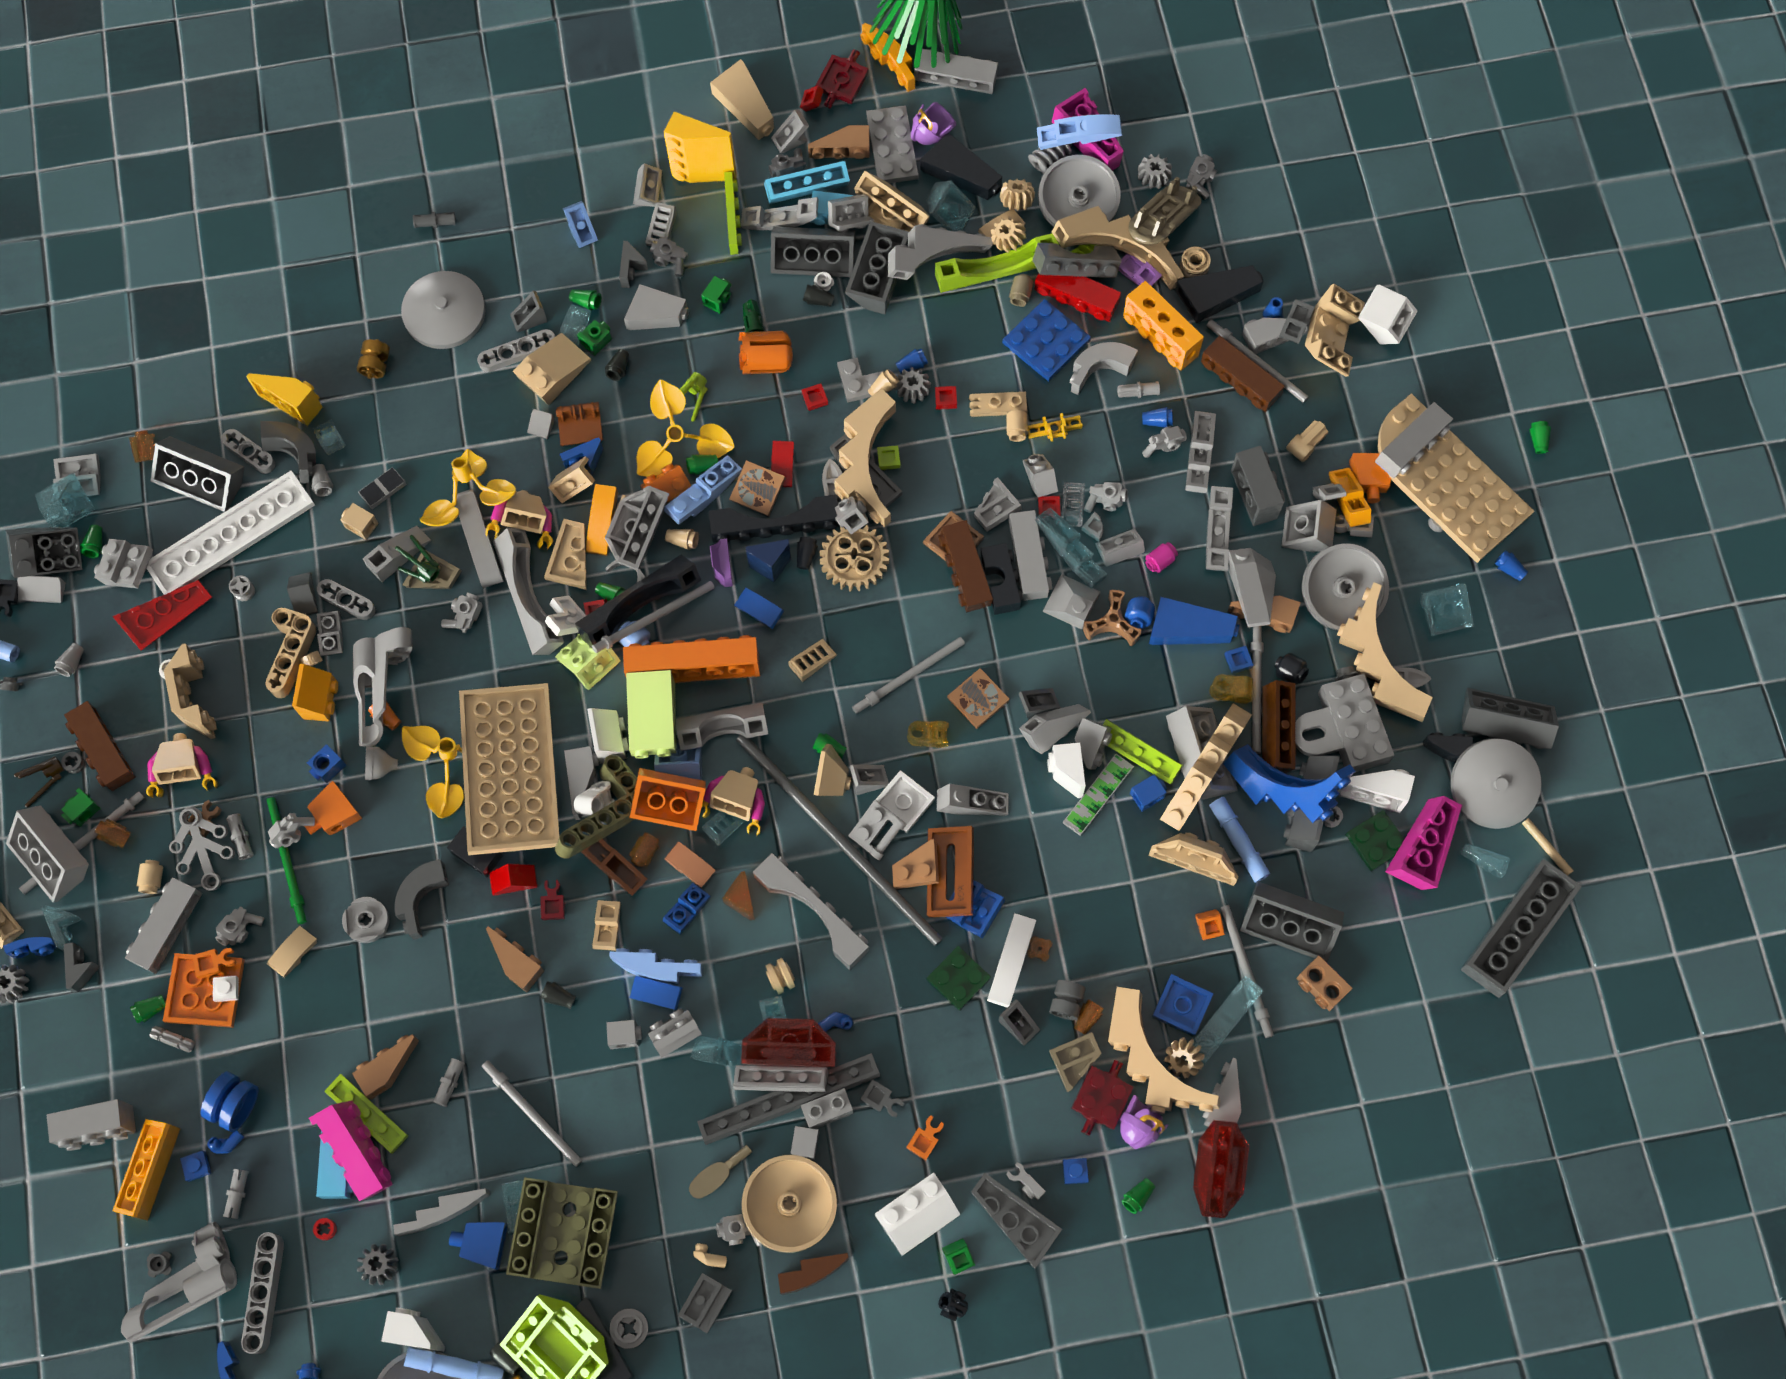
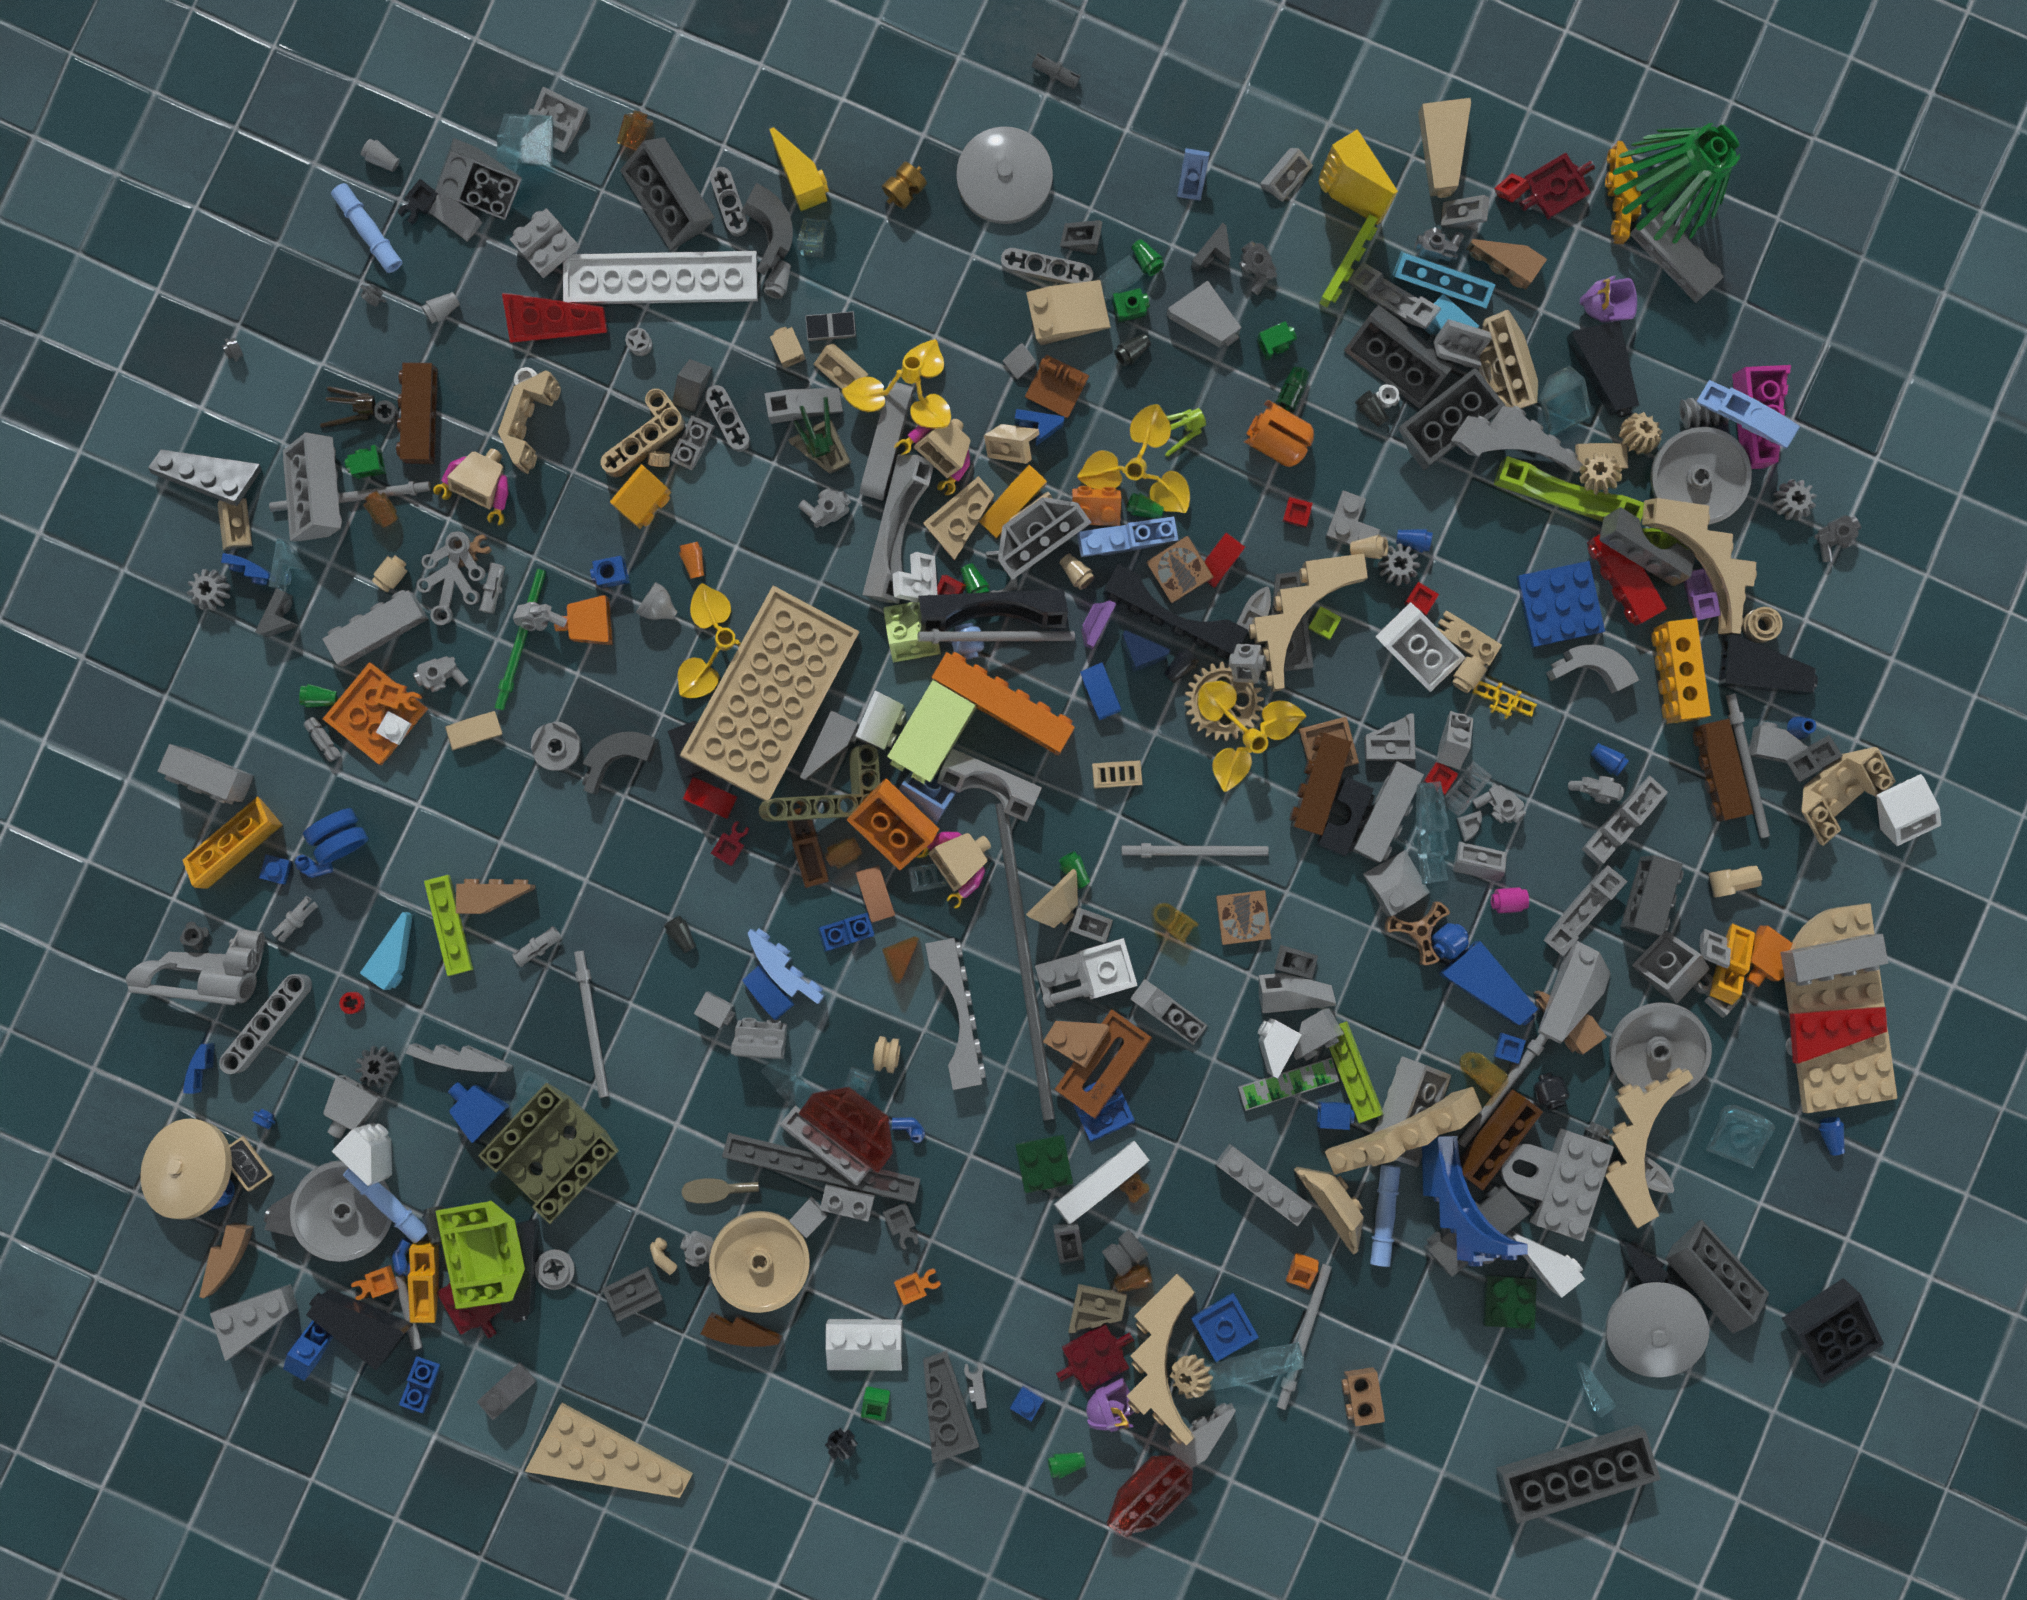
camera: 30 degrees right, 15 degrees up
(92, 542) = (529, 199): green cone -> none
(353, 1148) = (416, 953): dark pink wedge -> none
(370, 670) = (707, 507): light grey panel -> none
(371, 1310) = (349, 1105): none -> light grey torso
(406, 512) = (838, 366): none -> tan slope
(517, 966) = (661, 880): medium nougat slope -> none
(594, 798) = (828, 777): white piece -> none
(607, 925) = (765, 898): tan slope -> none
(664, 213) = (1285, 212): light grey slope -> none
(892, 144) = (1557, 292): light grey plate -> none
(904, 542) = (1279, 722): none -> yellow plant
(968, 428) = (1420, 647): none -> white slope
(1021, 290) = (1572, 536): dark tan brick -> none
(1138, 389) = (1611, 717): light grey axle -> none
(1142, 876) = (1263, 1185): none -> light grey arch
(1164, 213) = (1769, 555): dark tan piece -> none
(1292, 921) = (1377, 1322): dark grey slope -> none
(1427, 844) = (1551, 1340): dark pink wedge -> none
(1450, 491) = (1831, 1030): none -> red wing
(1540, 436) = (1961, 1030): green cone -> none
(1548, 848) = (1660, 1419): tan bar -> none
(1619, 699) = (1833, 1330): none -> black slope

